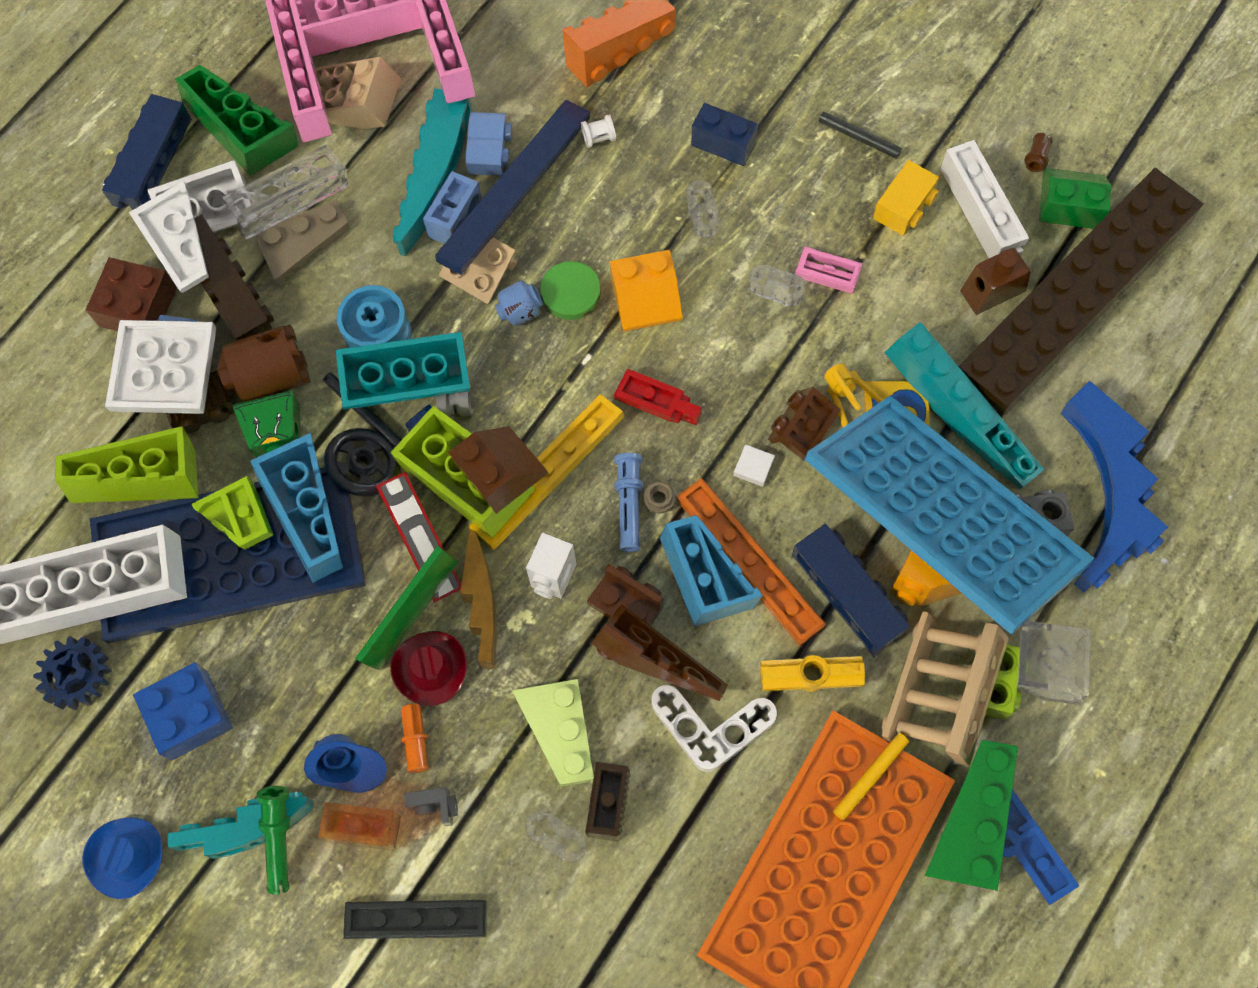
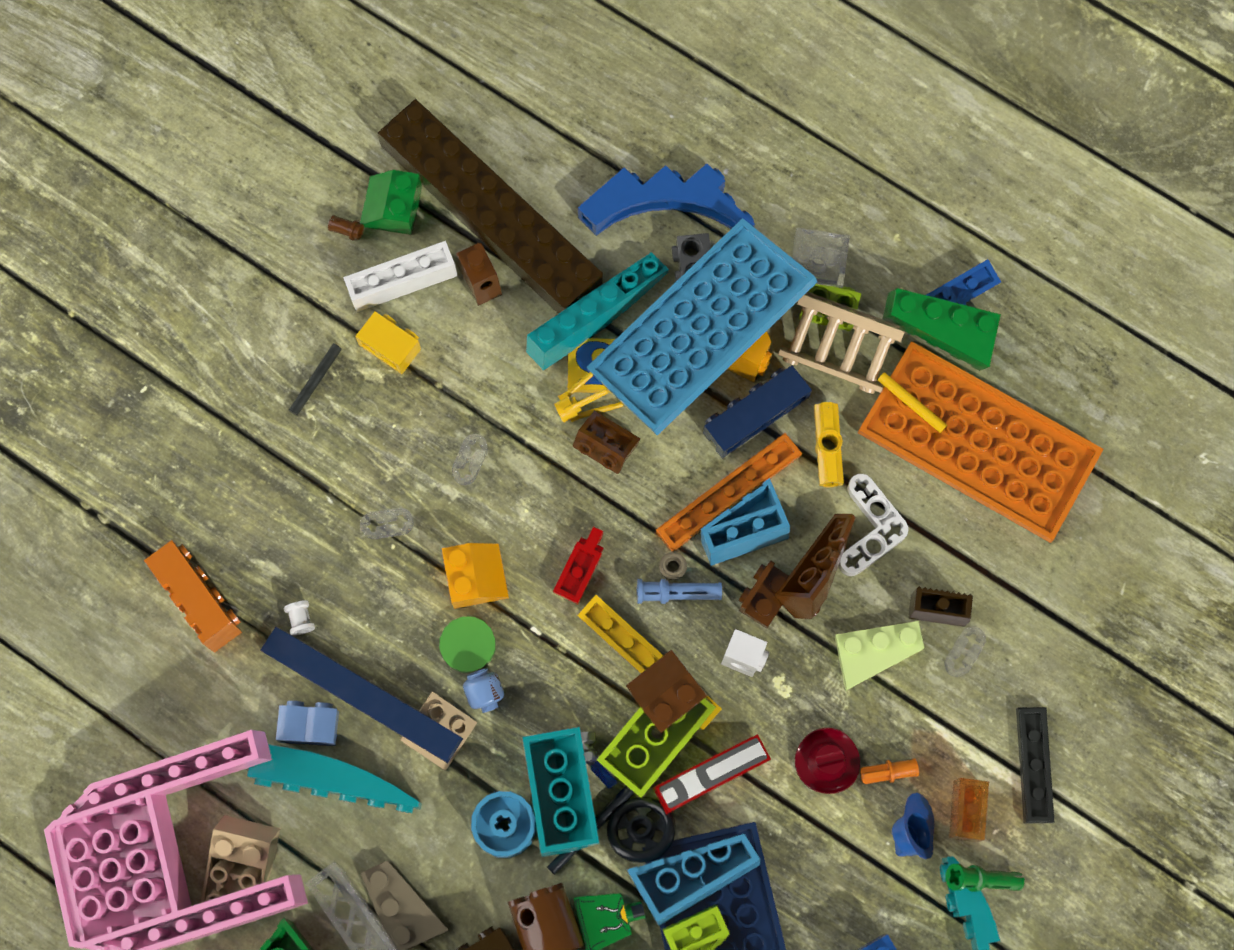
camera: 95 degrees left, 5 degrees up
(407, 609) = (782, 778): green slope -> none
(426, 801) = (943, 757): dark grey bracket -> none
(451, 206) = (384, 753): medium blue brick -> none
(478, 590) = (758, 719): pearl gold slope -> none
(724, 134) = (312, 499): dark blue brick -> none
(754, 465) = (643, 485): white tile -> none
(827, 274) = (447, 436): bright pink tile -> none

